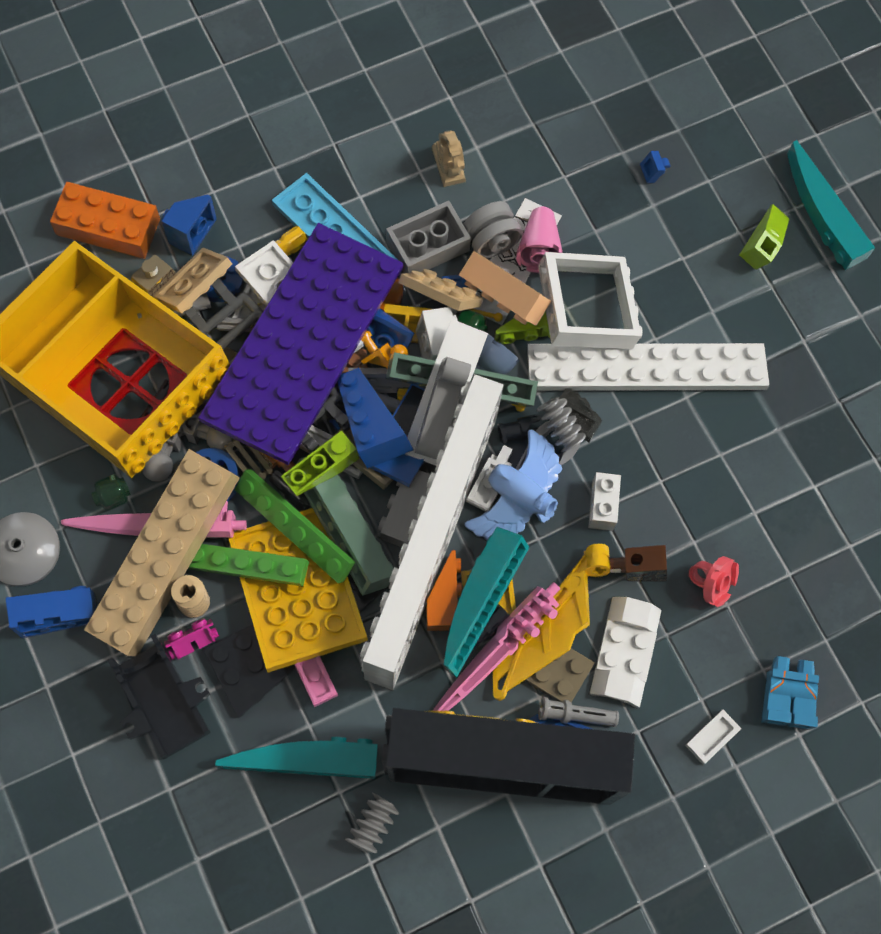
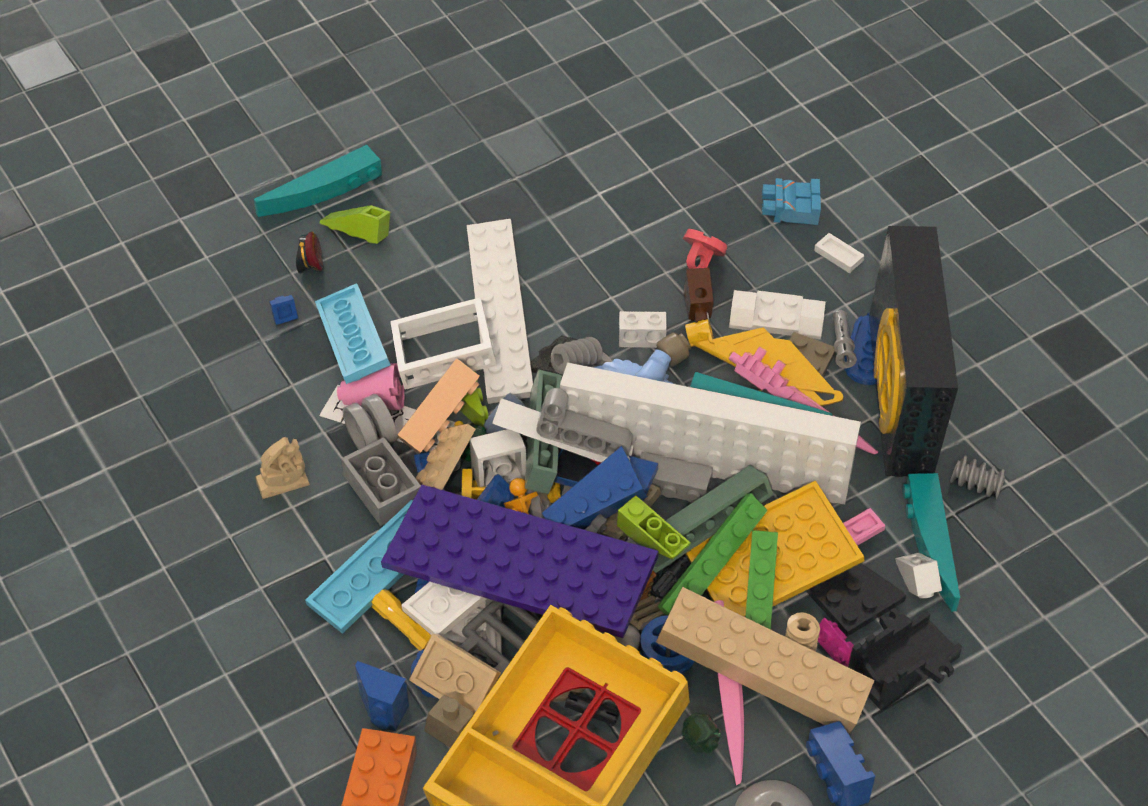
camera: 90 degrees left, 20 degrees down
(259, 732) = (920, 574): none -> white slope
(576, 530) = (675, 346): none -> dark tan head
(607, 218) = (352, 333): none -> medium azure plate
(723, 190) = (309, 253): none -> piece

